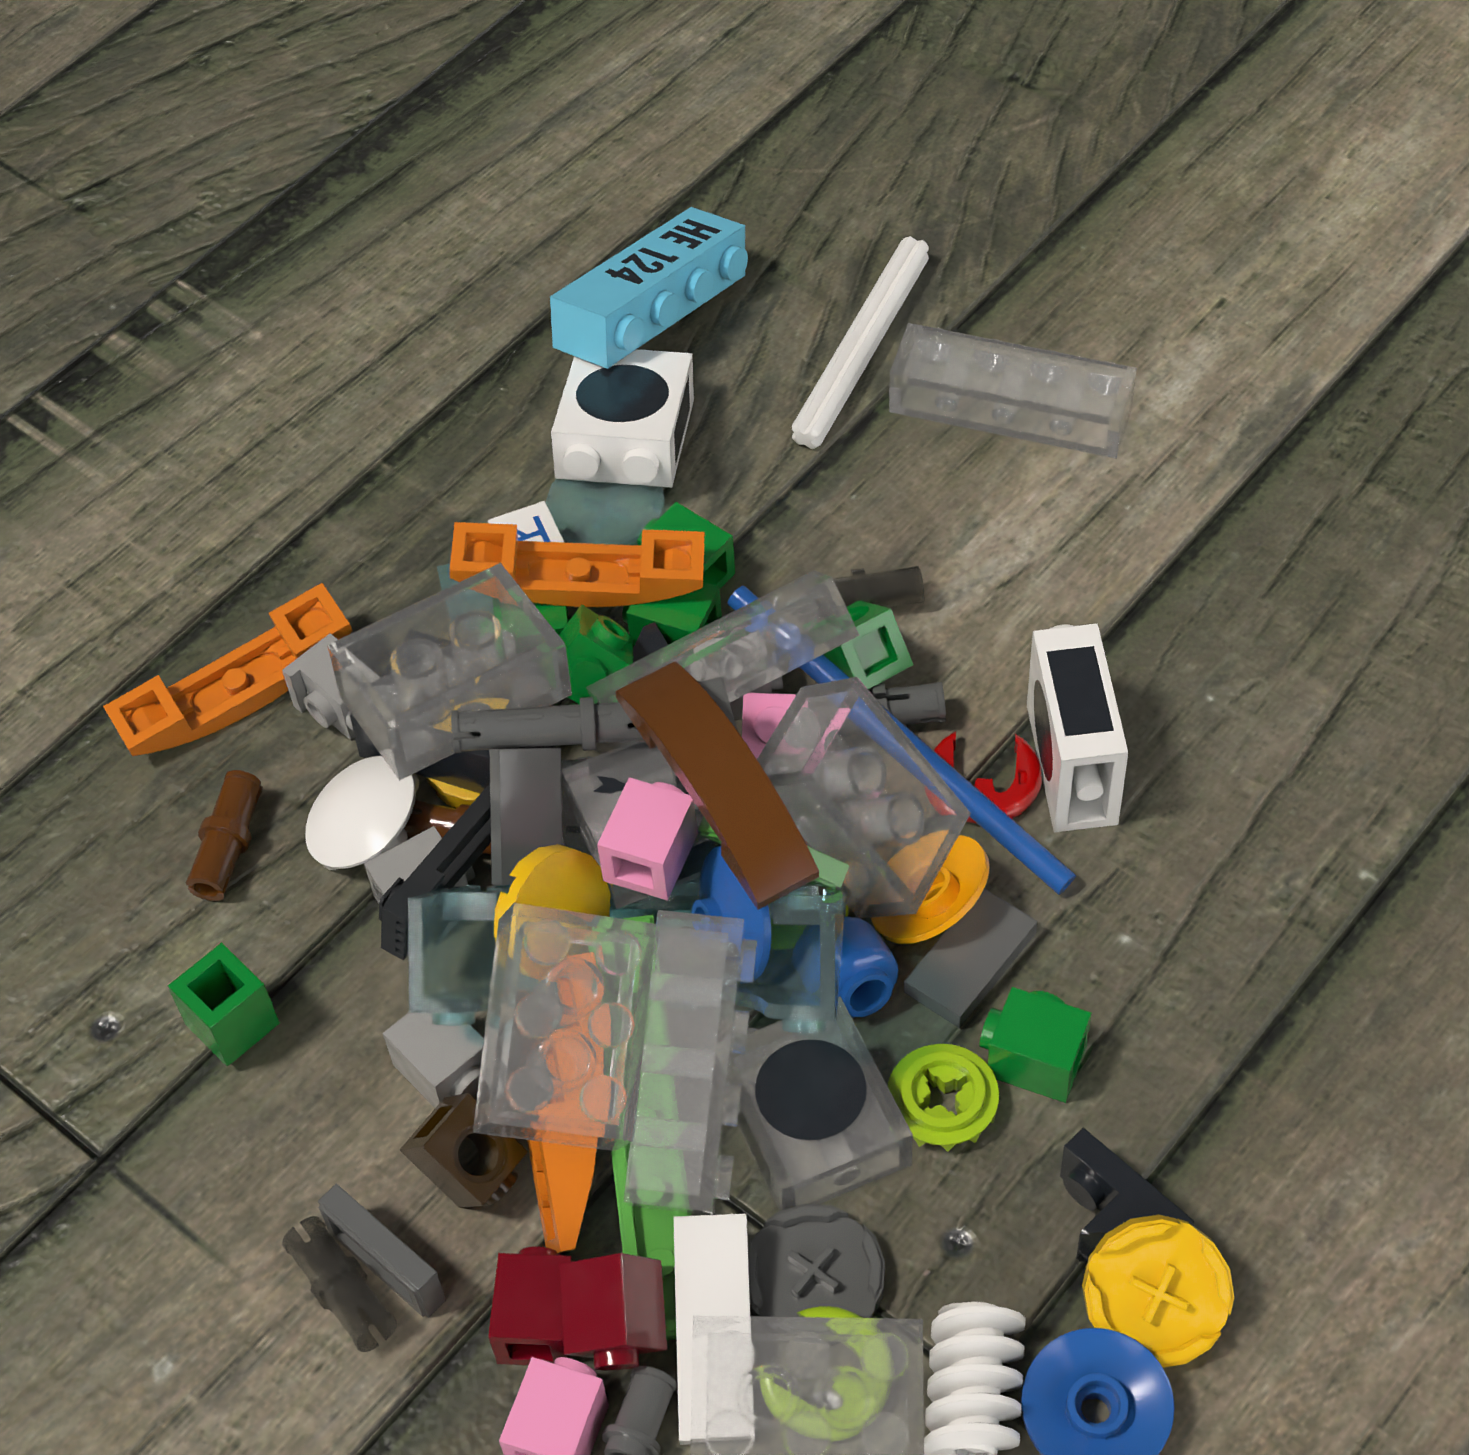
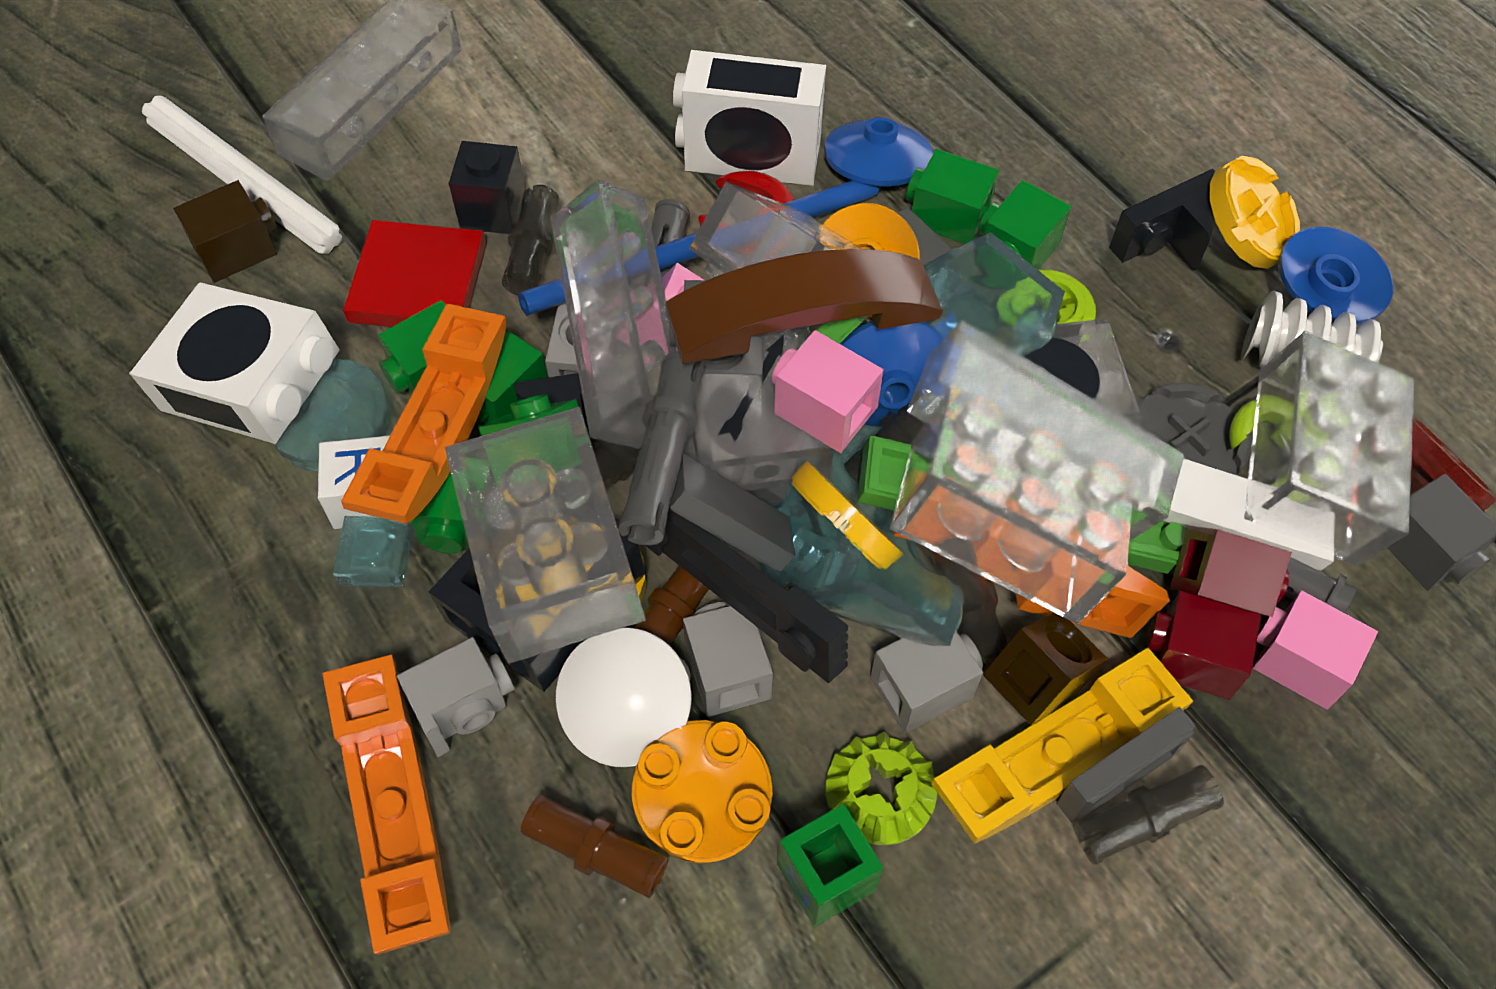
camera: 80 degrees left, 5 degrees up
(290, 902) = (702, 791): none -> light orange dish
(317, 1075) = (913, 796): none -> lime gear
(345, 1149) = (1039, 763): none -> yellow slope
(648, 287) = (97, 295): medium azure brick -> none
(777, 354) = (228, 230): none -> dark brown brick
(788, 519) = (411, 269): none -> red tile
(905, 529) = (487, 186): none -> black brick
(1066, 954) = (952, 195): none -> green brick
(1103, 892) = (877, 151): none -> blue dish

